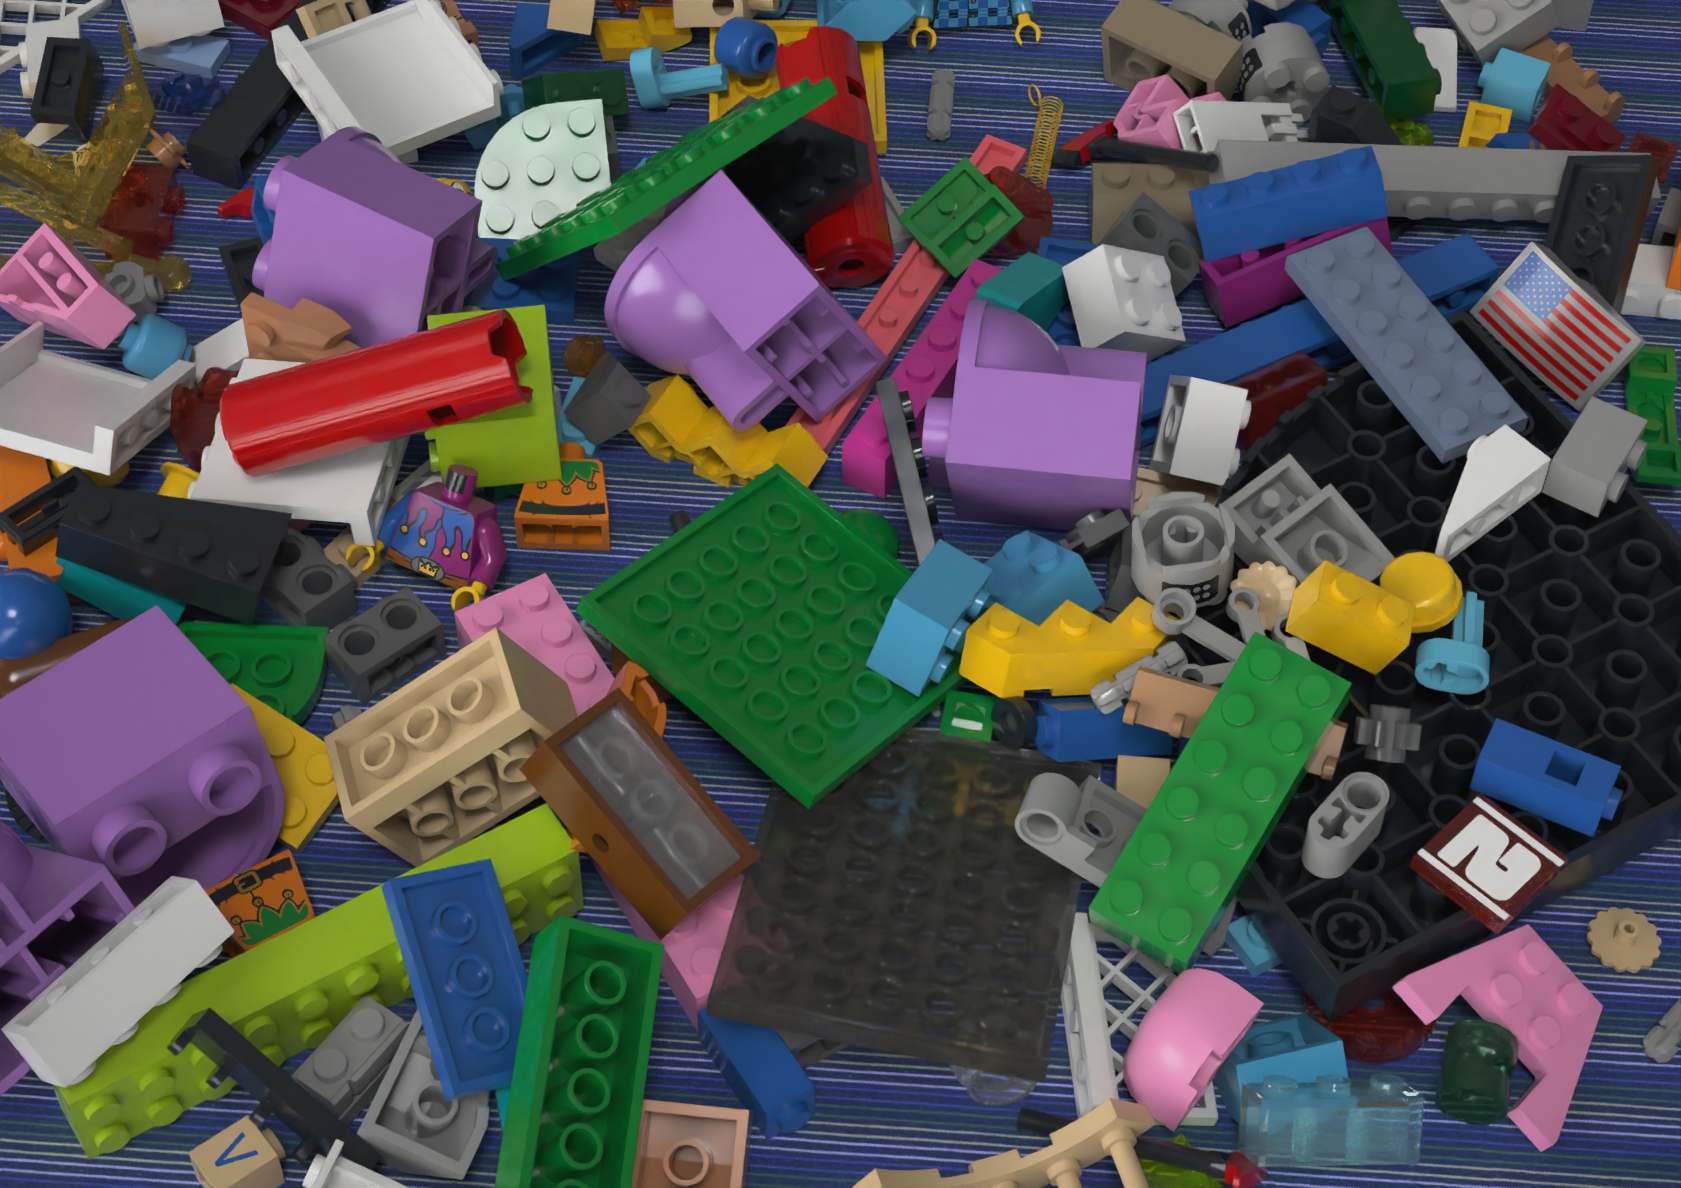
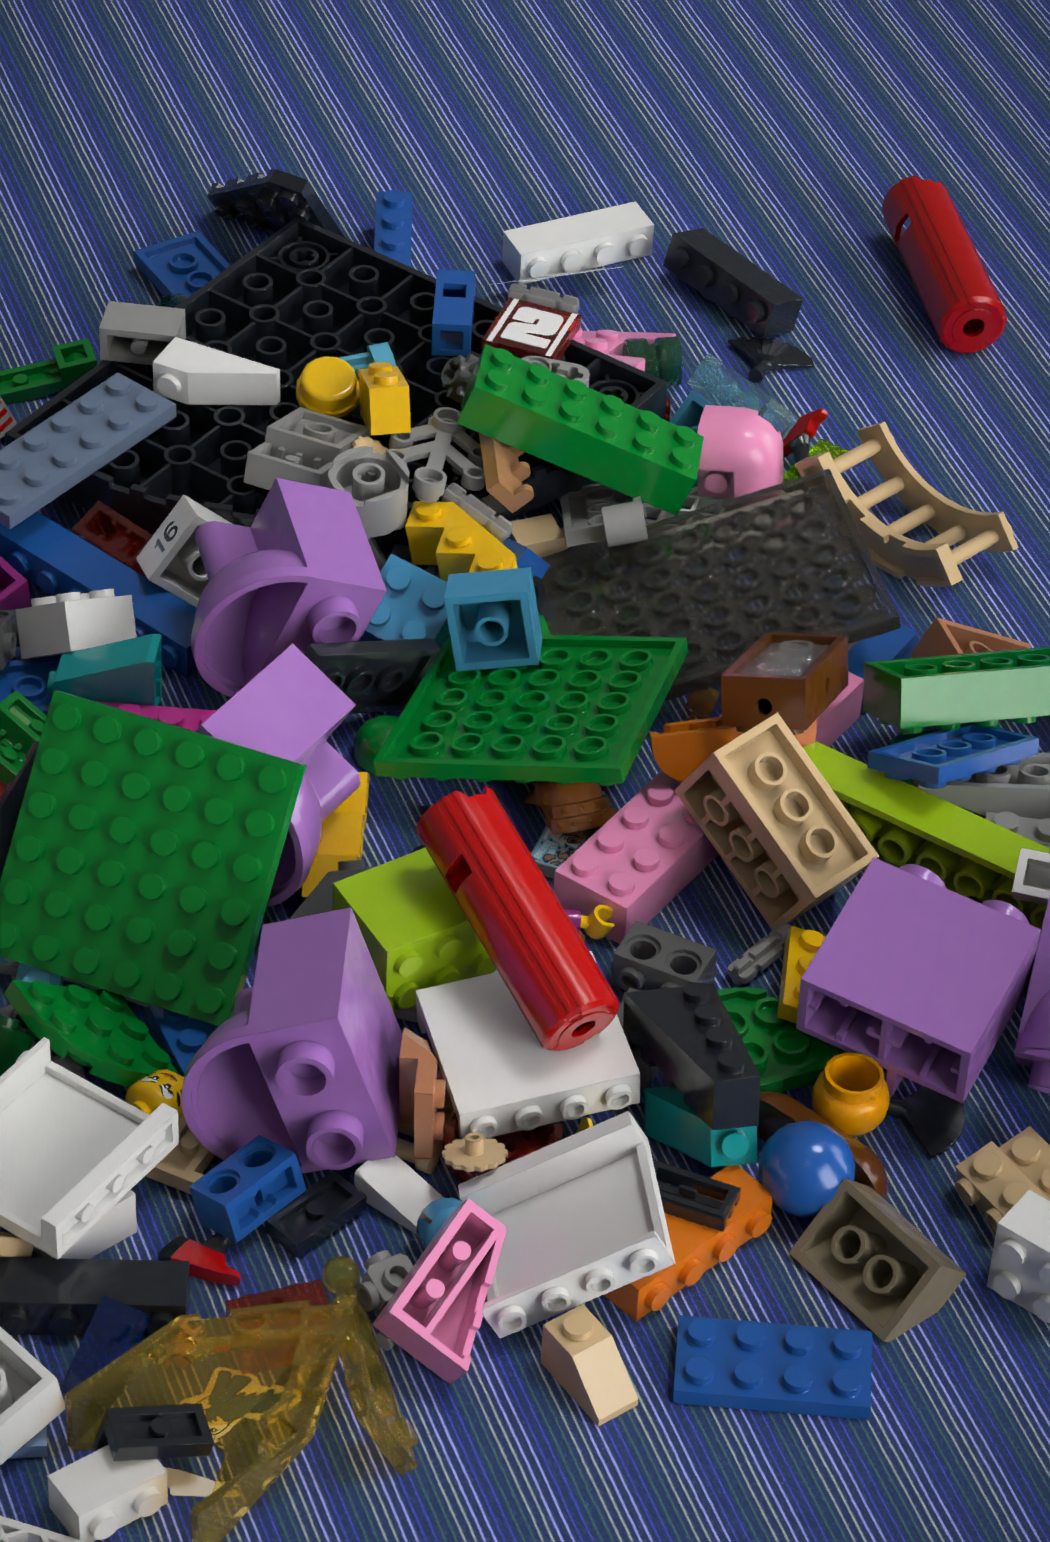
camera: 115 degrees left, 10 degrees down
(205, 369) = (474, 1153): none -> tan piece

